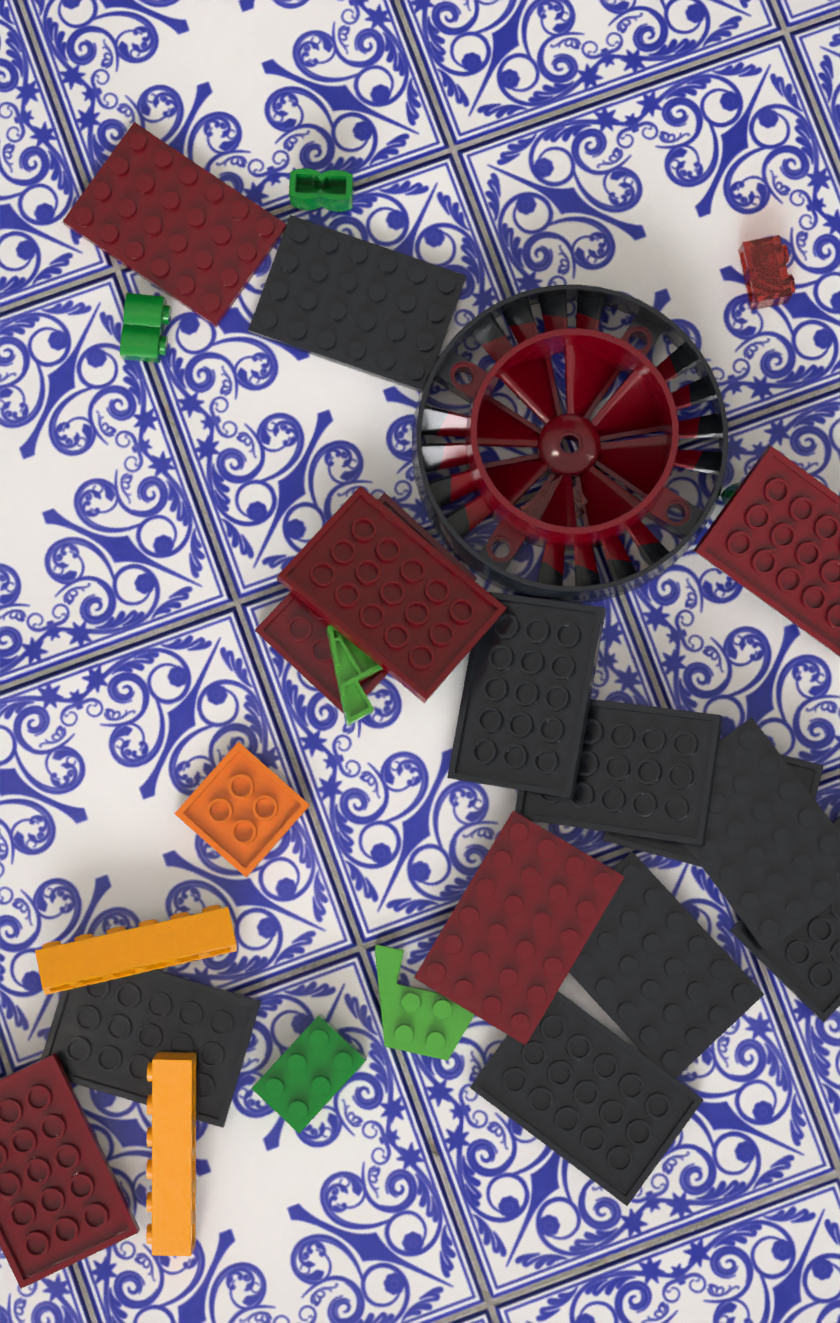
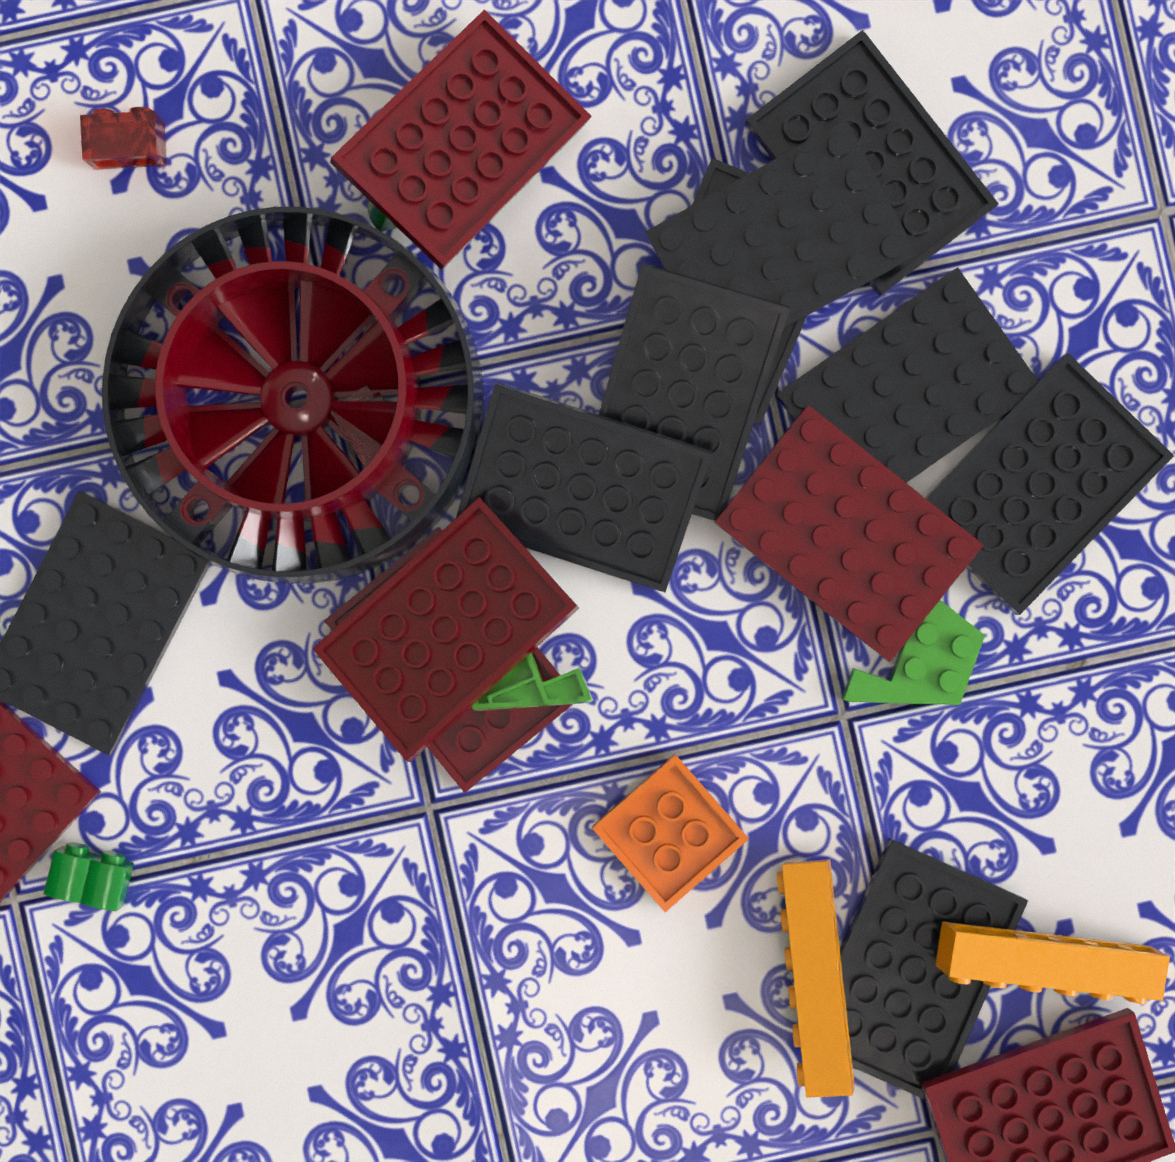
camera: 80 degrees left, 5 degrees up
(309, 1073) = (980, 794): green brick -> none

